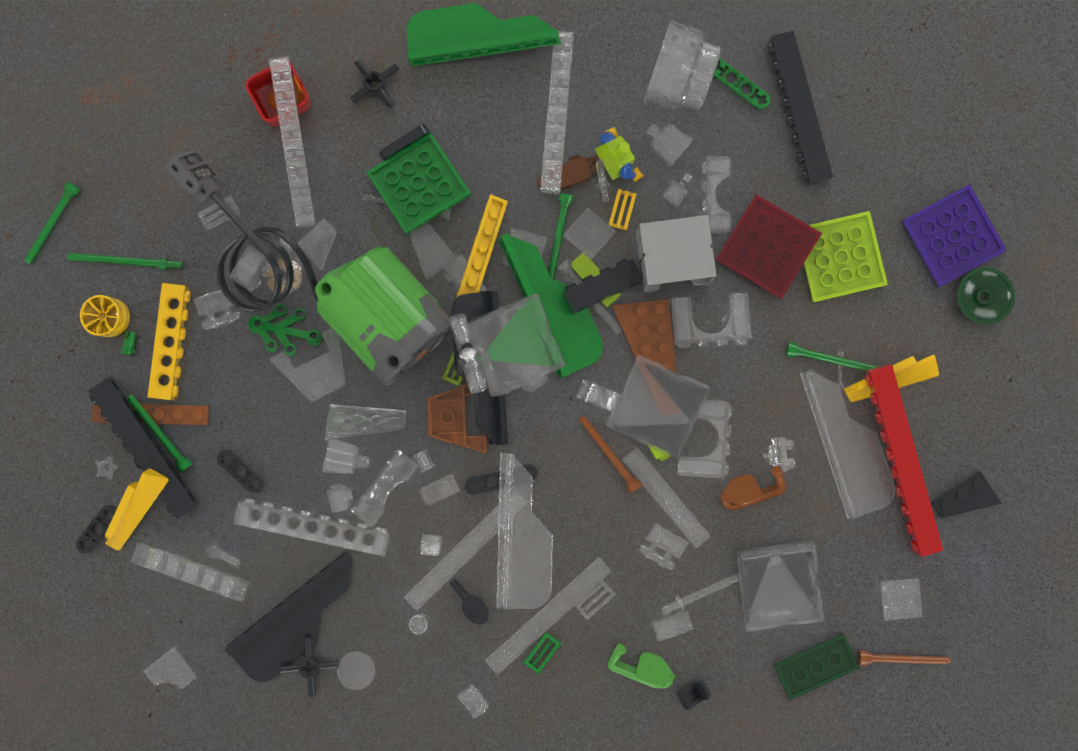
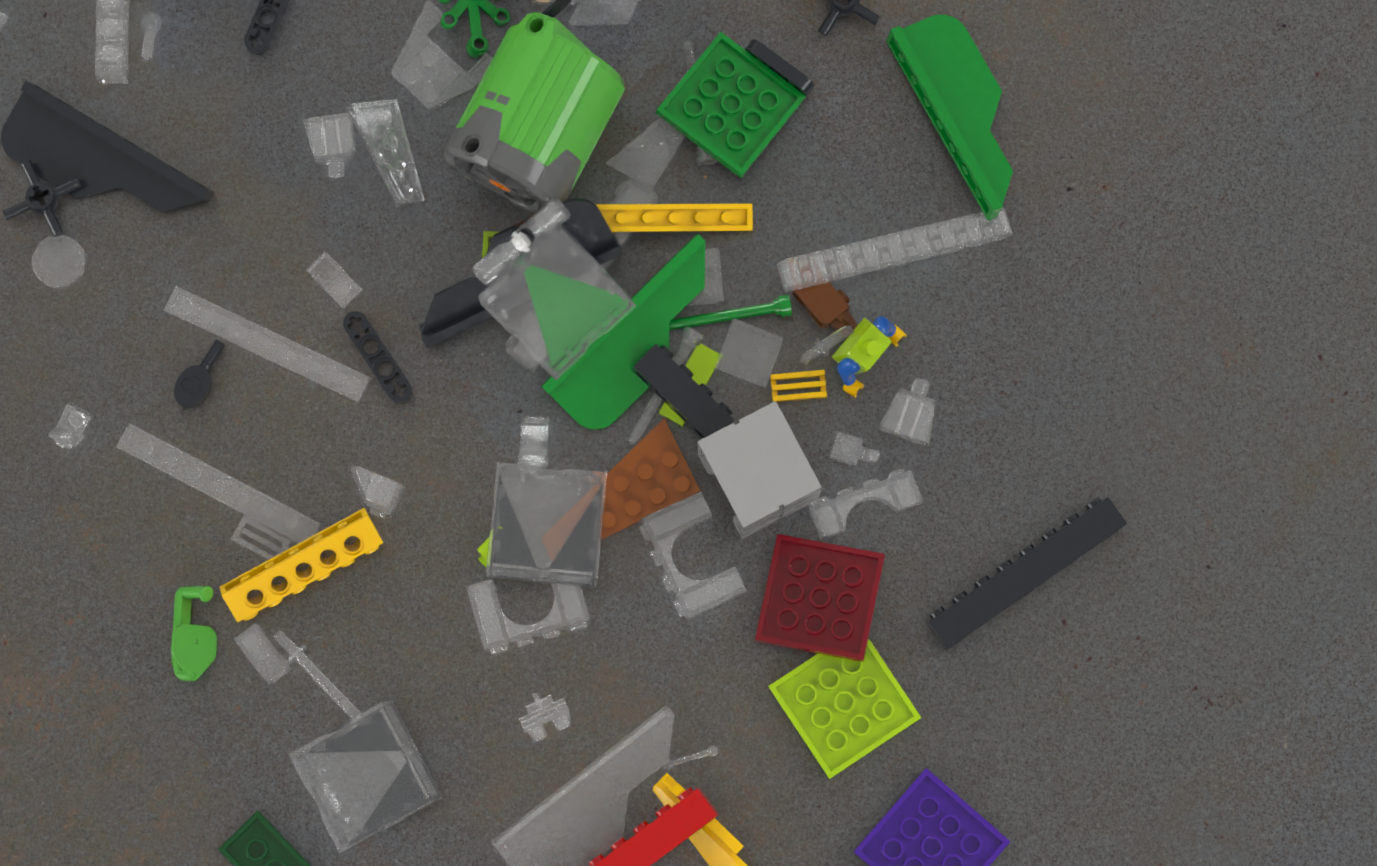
camera: 75 degrees right, 5 degrees down
(244, 518) = (207, 45): clear brick -> none
(340, 498) = (277, 156): clear brick -> none
(371, 504) = (289, 200): clear arch -> none
(419, 626) = (144, 315): clear wheel -> none
(424, 460) = (366, 247): clear bush -> none
(430, 545) = (257, 297): clear slope -> none
(448, 419) = (430, 260): dark orange wing -> none
(523, 542) = (301, 416): clear piece -> none
(551, 639) = (188, 502): green tile -> none
(592, 511) = (378, 492): none -> clear slope
(618, 588) = (308, 551): none -> yellow brick
(632, 483) = (434, 533): dark orange piece -> none
(666, 498) = (431, 584): clear plate -> none
(668, 542) = (373, 604): clear plate -> none
(683, 69) = (1013, 392): clear brick -> none
(694, 694) = (180, 715): black bracket -> none
(741, 80) = (1029, 479): green beam -> none
(745, 491) = (476, 685): dark orange piece -> none
(796, 350) = (693, 685): green piece -> none

